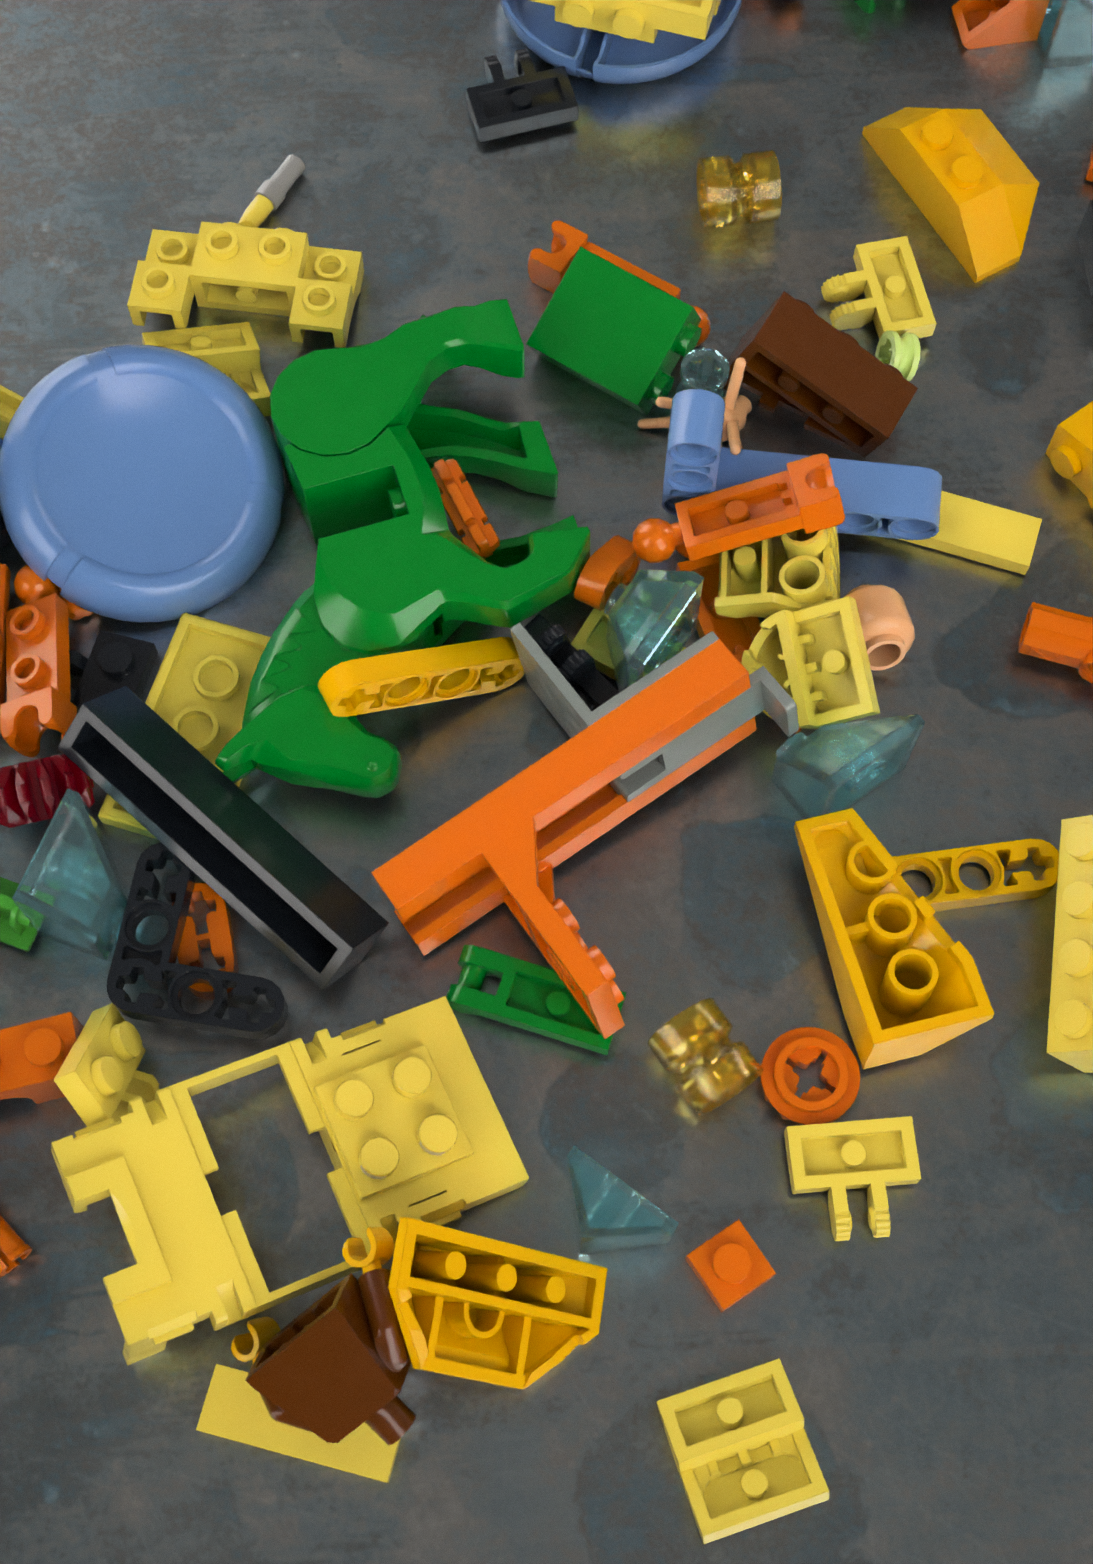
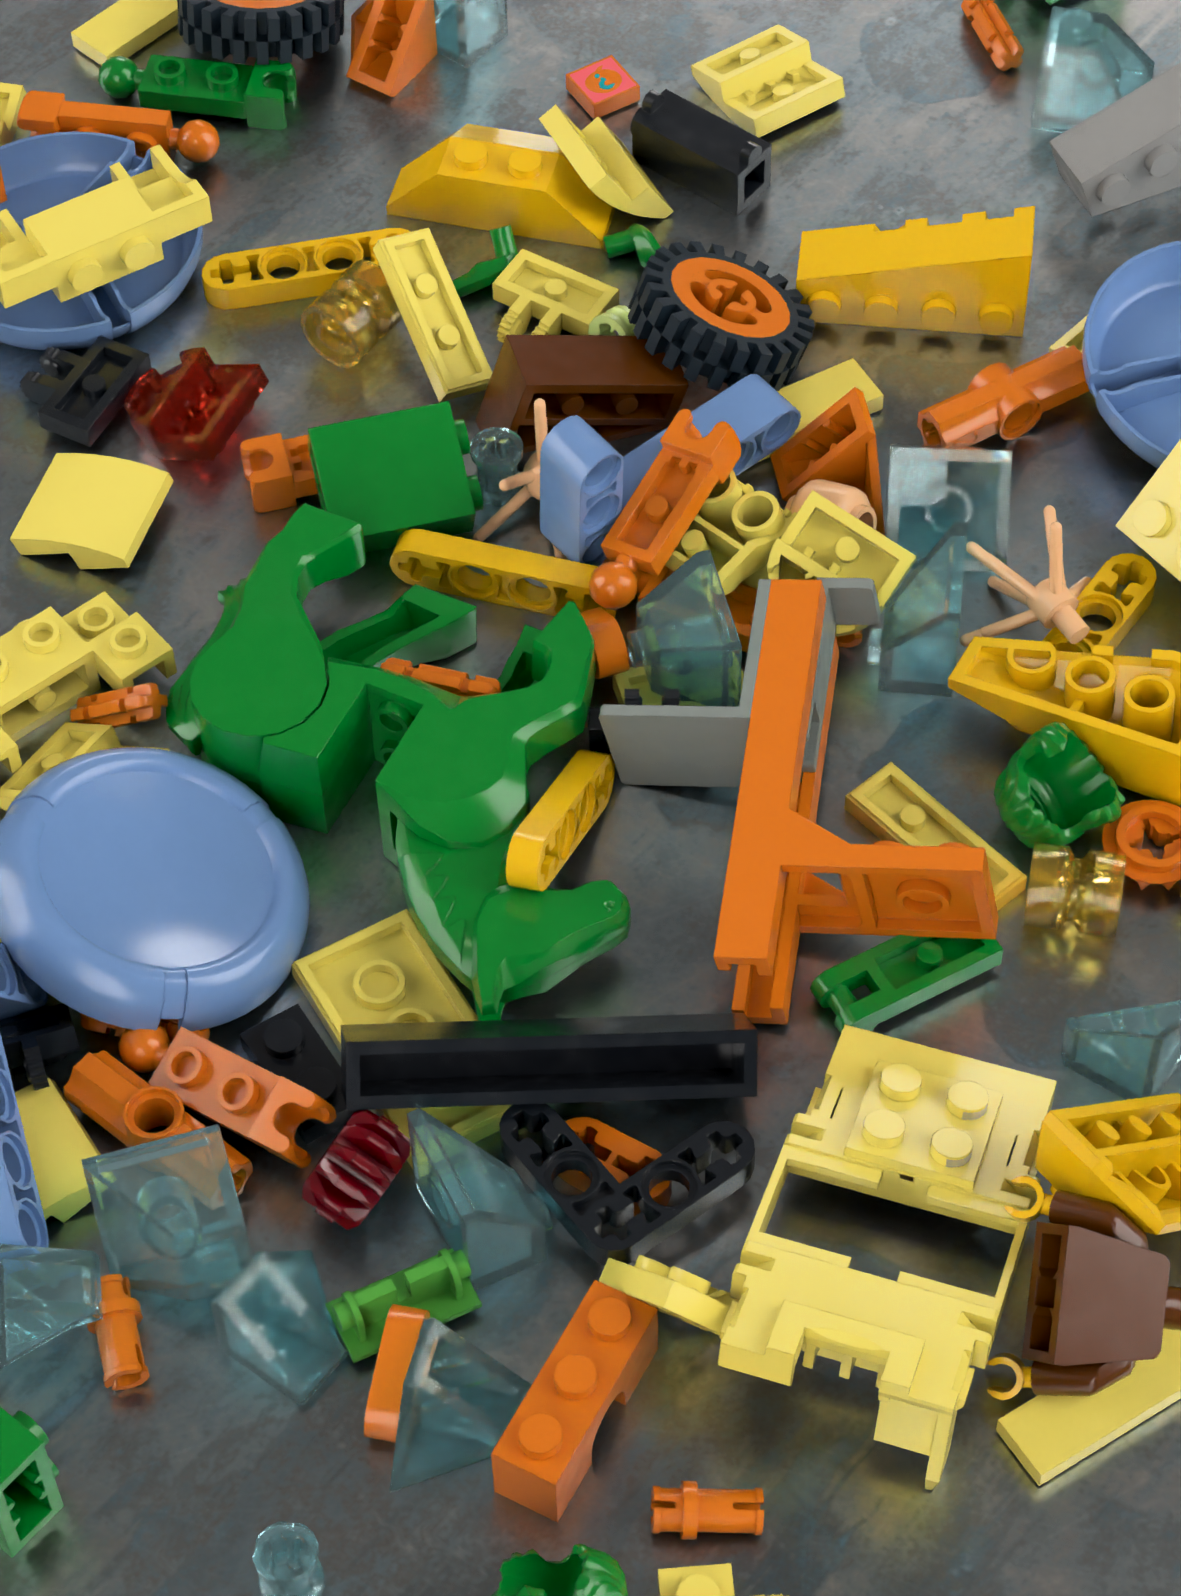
camera: 45 degrees left, 15 degrees down
(272, 341) = (121, 706): none -> orange axle
(426, 188) = (92, 510): none -> light yellow slope
(567, 167) = (193, 405): none -> clear red slope
(609, 454) = (440, 561): none -> yellow beam
(669, 925) = (905, 813): none -> light yellow tile
(765, 126) = (305, 256): none -> yellow beam
(777, 975) = (1055, 789): none -> green hair
(783, 230) = (433, 314): none -> light yellow tile
(870, 231) = (486, 272): none -> green bar
(933, 583) = (834, 448): none -> orange slope
(942, 831) = (1048, 600): none -> light nougat plant
(966, 368) = (719, 316): none -> black wheel
(966, 688) = (947, 484): none -> clear light blue slope
(1001, 299) = (636, 239): none -> green bar
(1034, 221) = (606, 165): none -> light yellow slope

